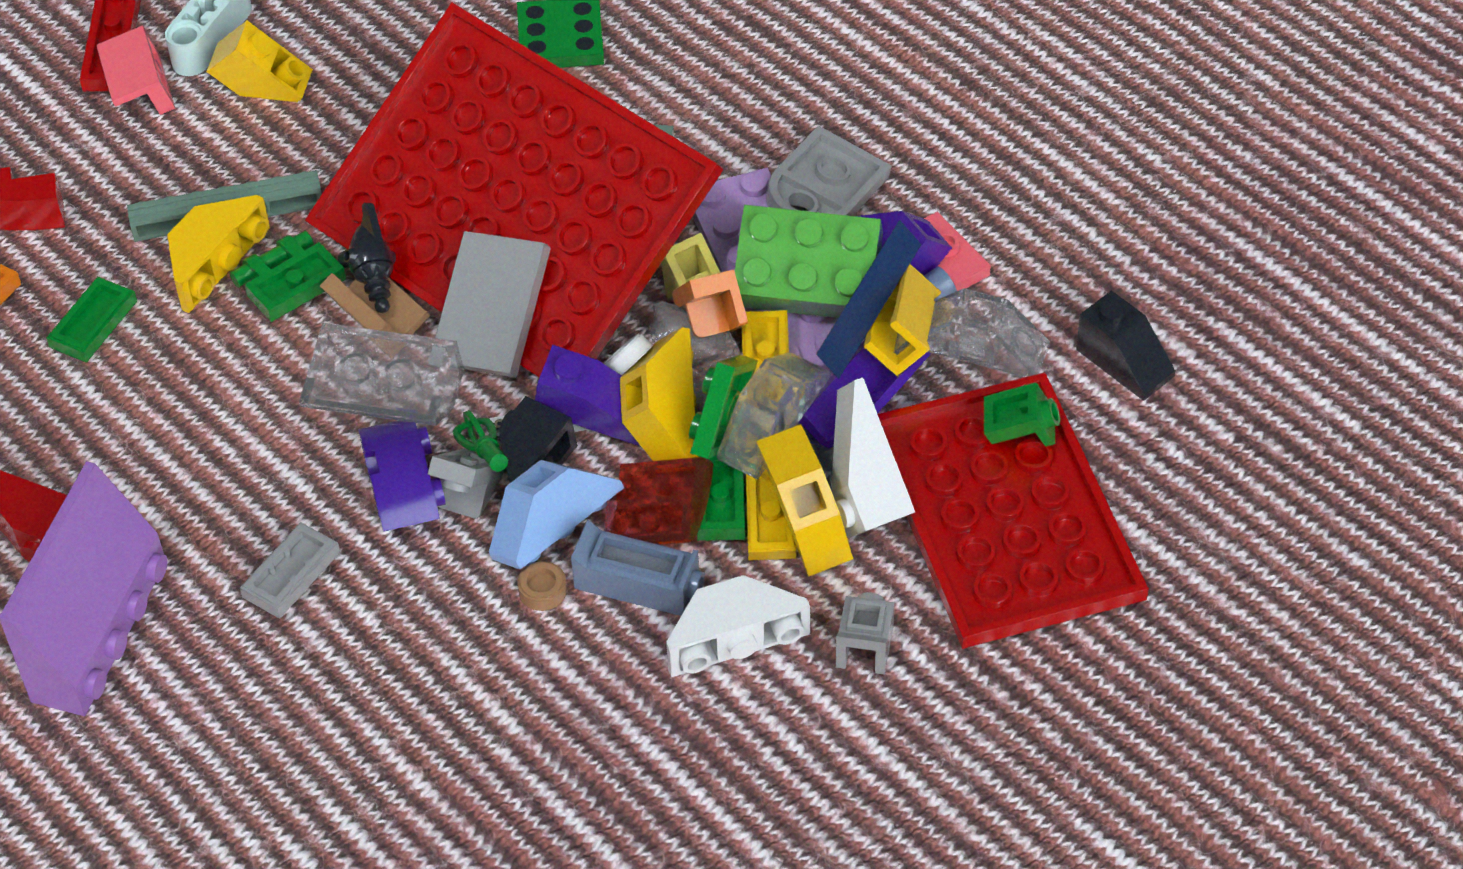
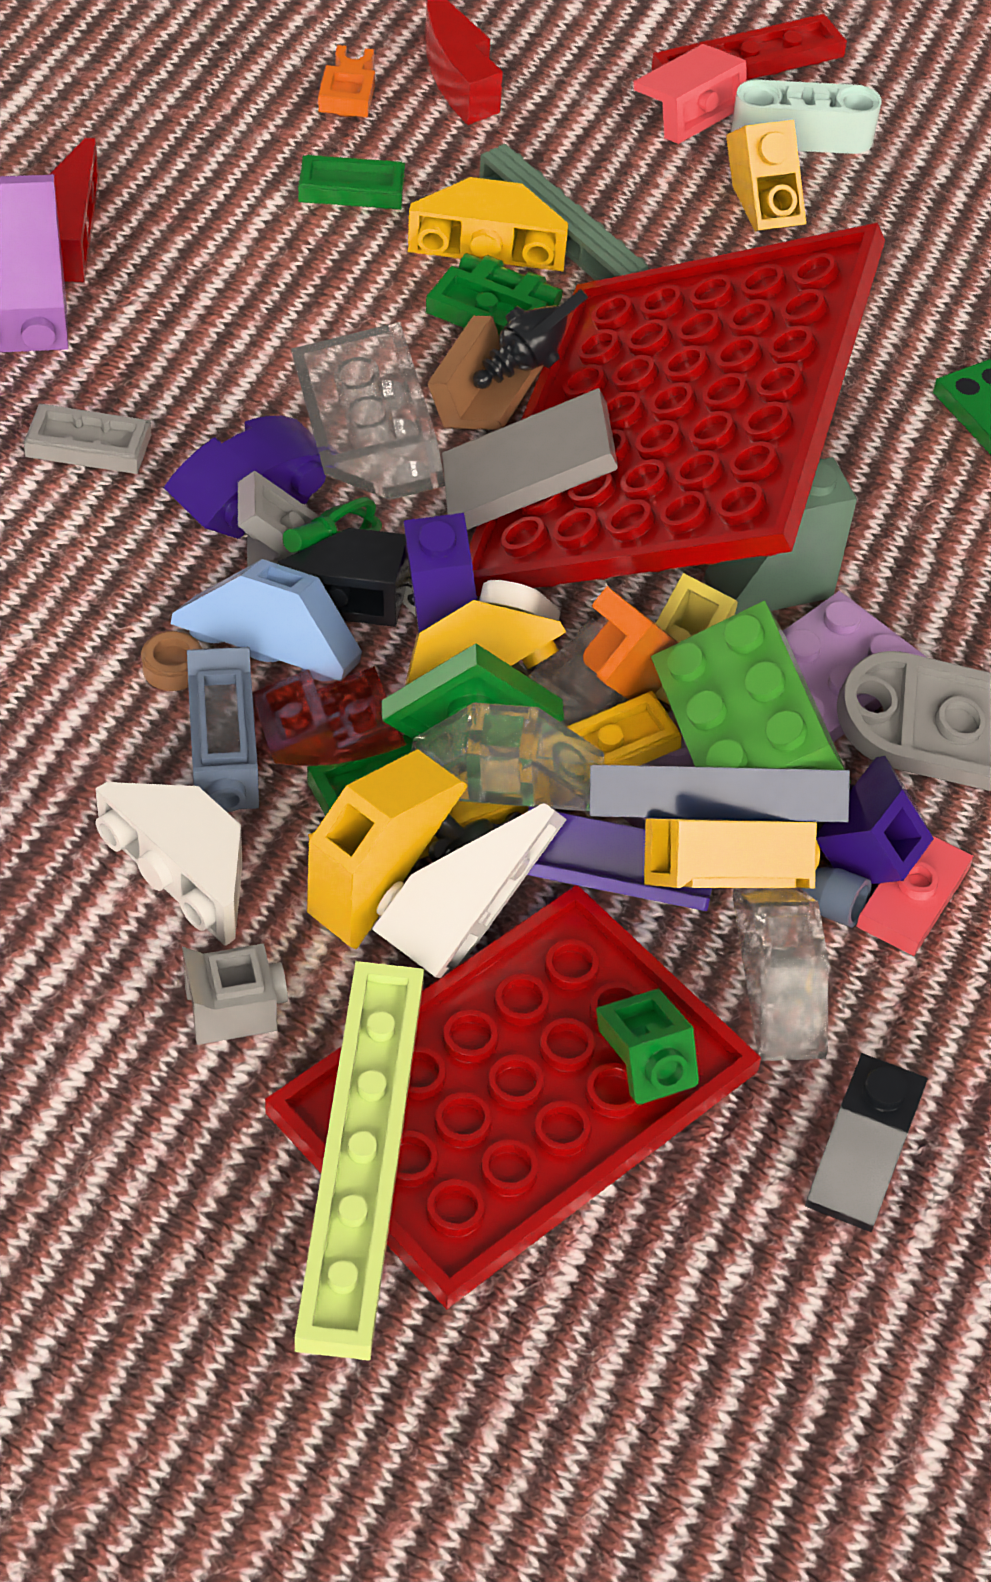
camera: 60 degrees right, 0 degrees up
(1040, 591) = (360, 1164): none -> yellowish green plate

